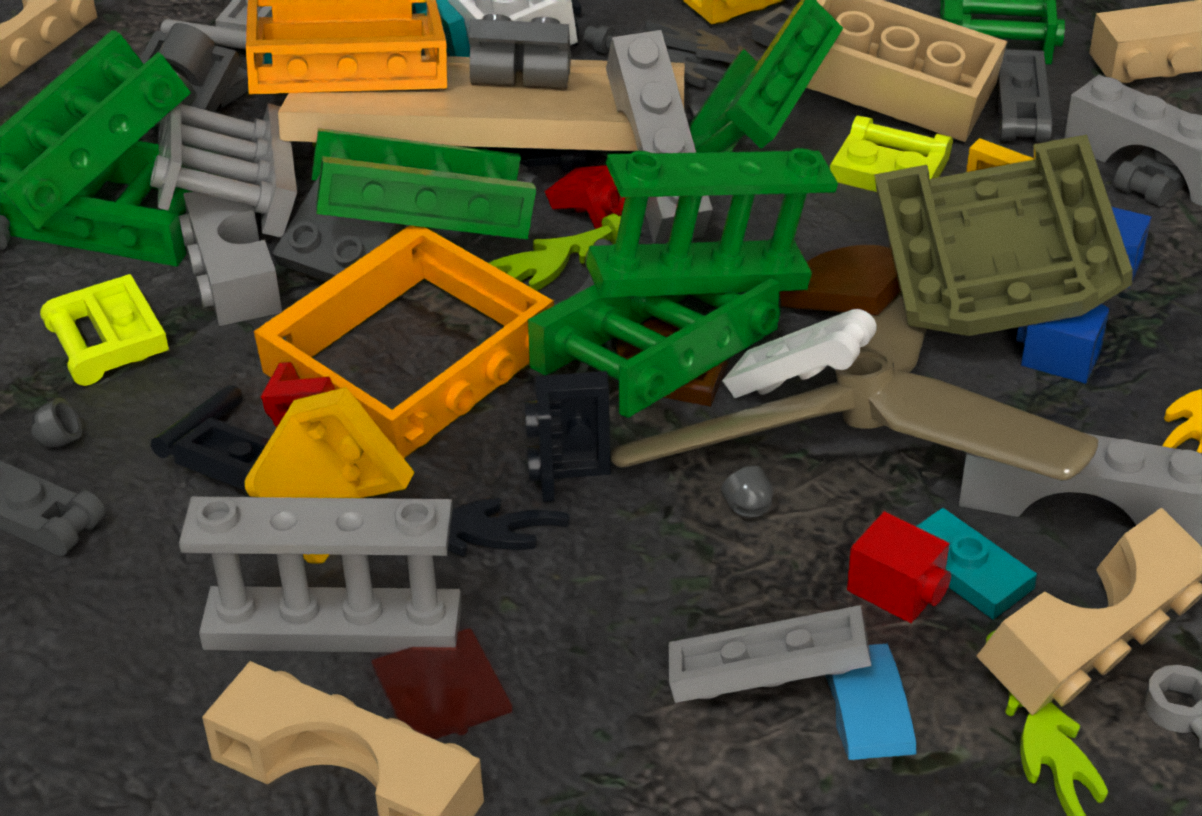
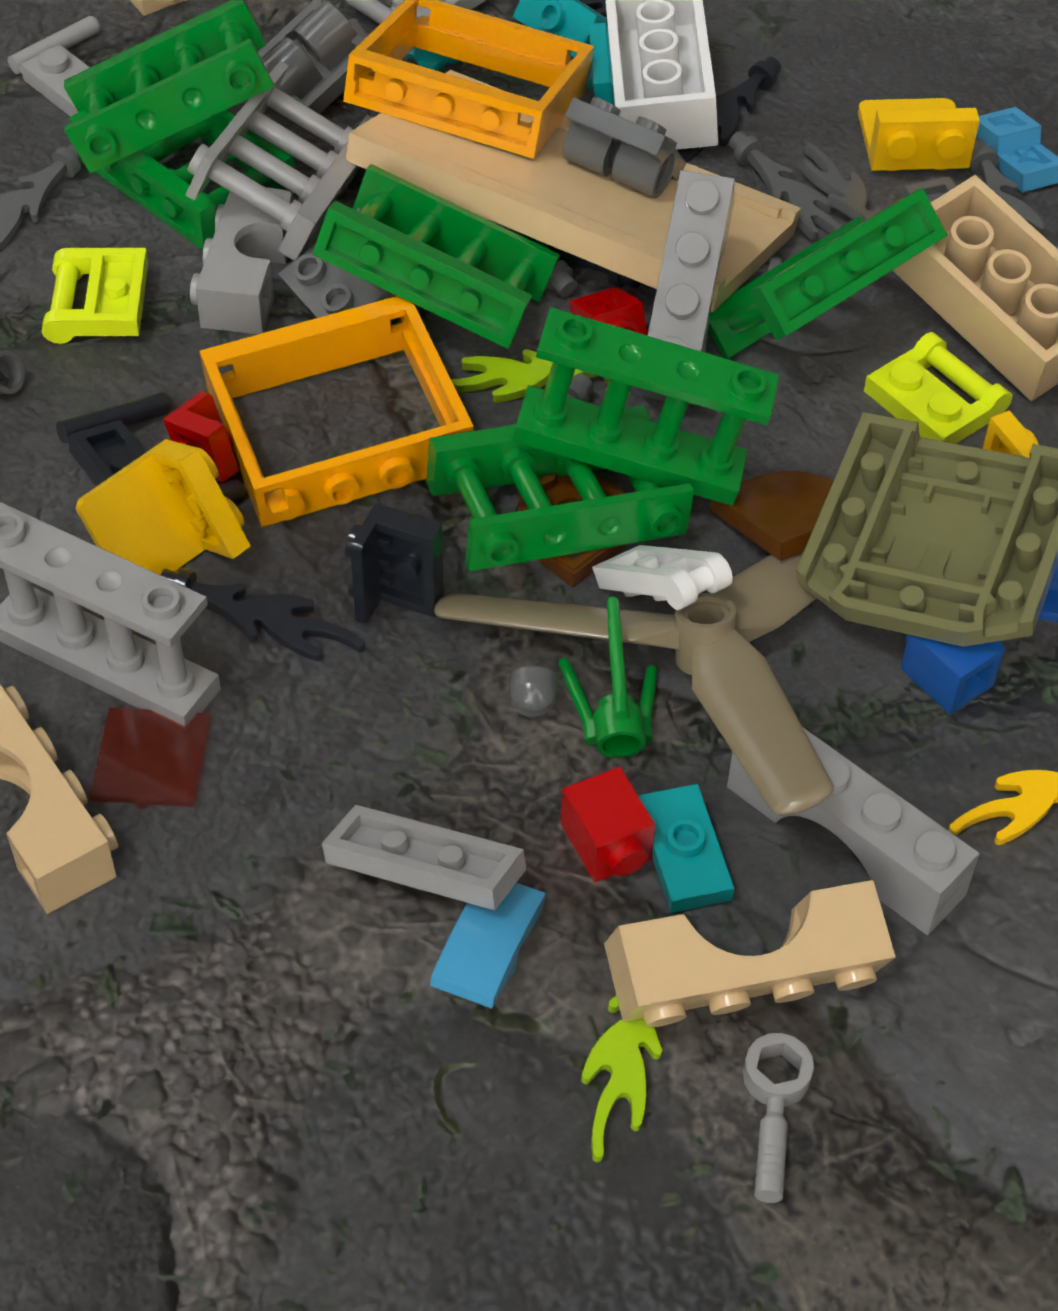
camera: 25 degrees right, 10 degrees up
(838, 482) = (618, 724): none -> green plant

